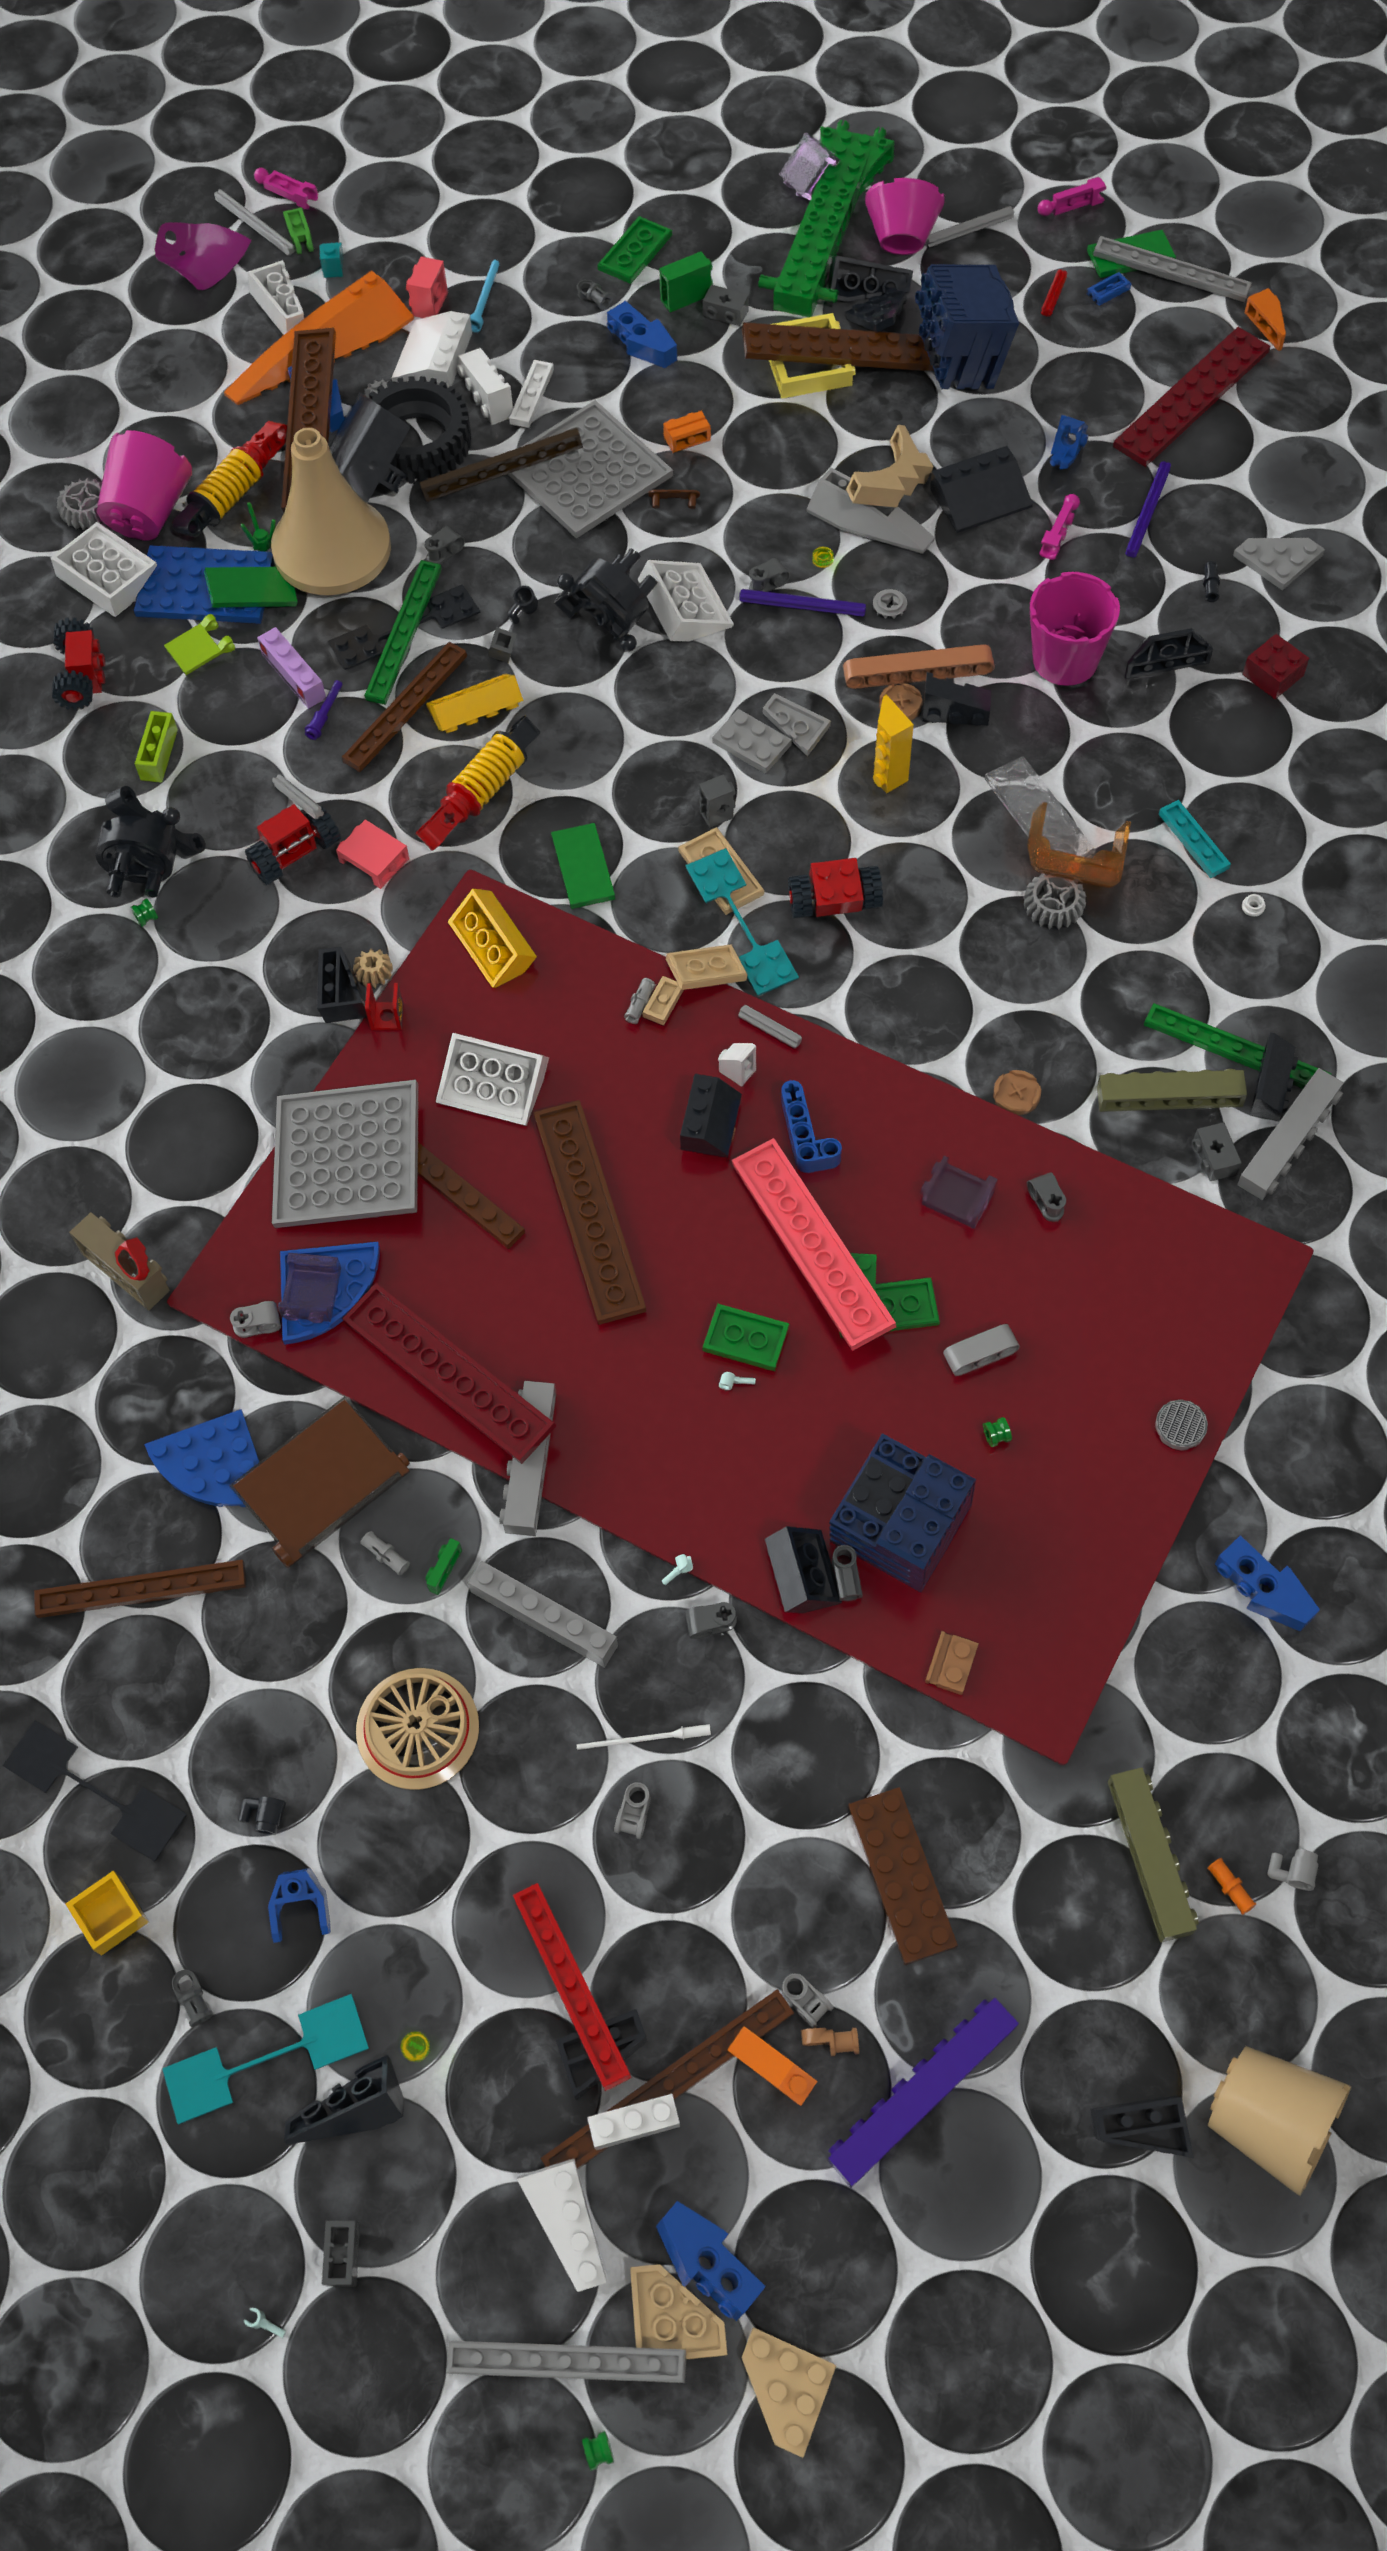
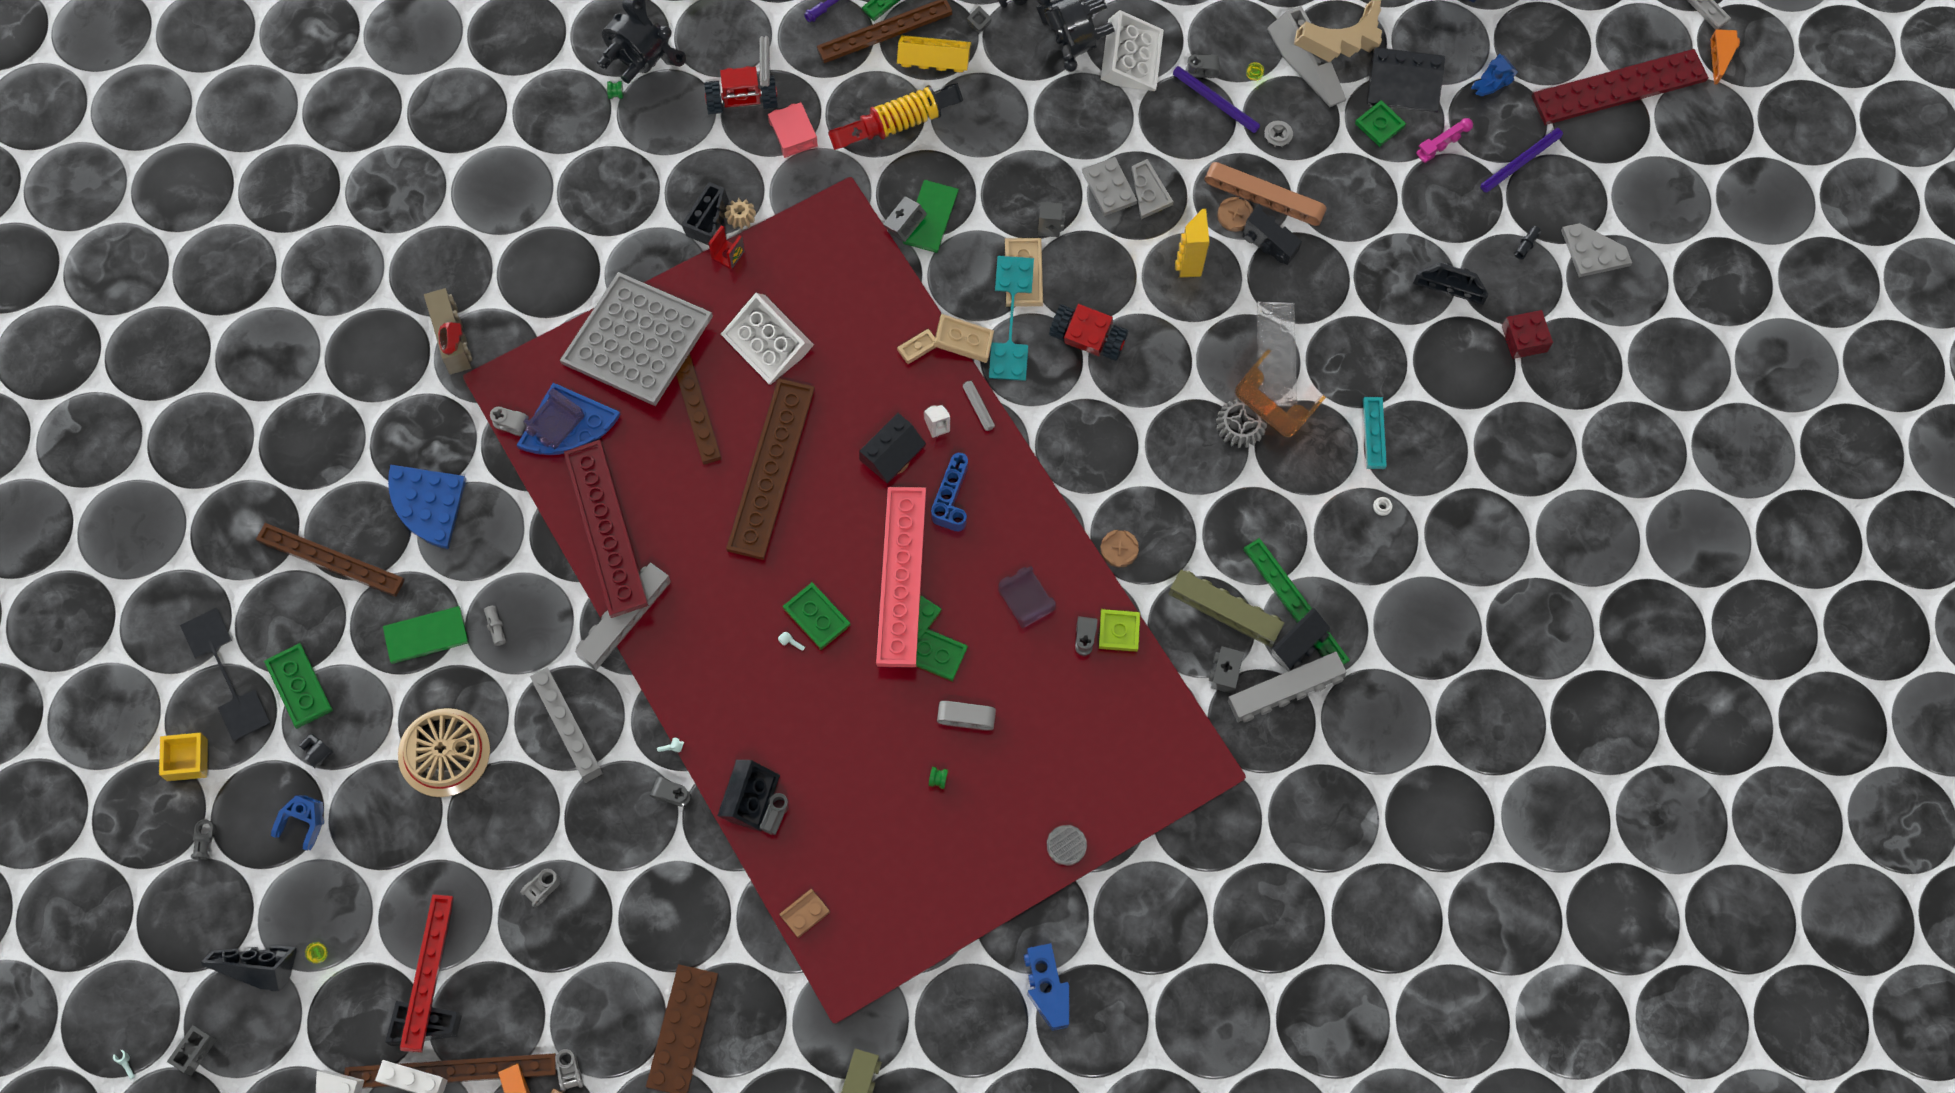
camera: 25 degrees right, 5 degrees up
(193, 1753) = (298, 685): none -> green tile
(202, 2081) = (177, 895): teal hinge -> none
(309, 1609) = (425, 634): none -> green tile
(319, 1480) = (483, 553): reddish brown door -> none
(447, 1558) = (530, 653): green plate -> none
(491, 937) = (831, 236): yellow slope -> none
(559, 879) = (904, 219): none -> dark grey brick
(639, 1000) = (902, 337): light grey pin -> none
(686, 1732) = (604, 854): white piece -> none
(902, 1511) = (831, 795): dark blue piece -> none
(985, 543) = (1380, 123): none -> green plate
(1071, 626) = (1385, 223): dark pink cone -> none
(1079, 1172) = (1119, 630): none -> lime plate

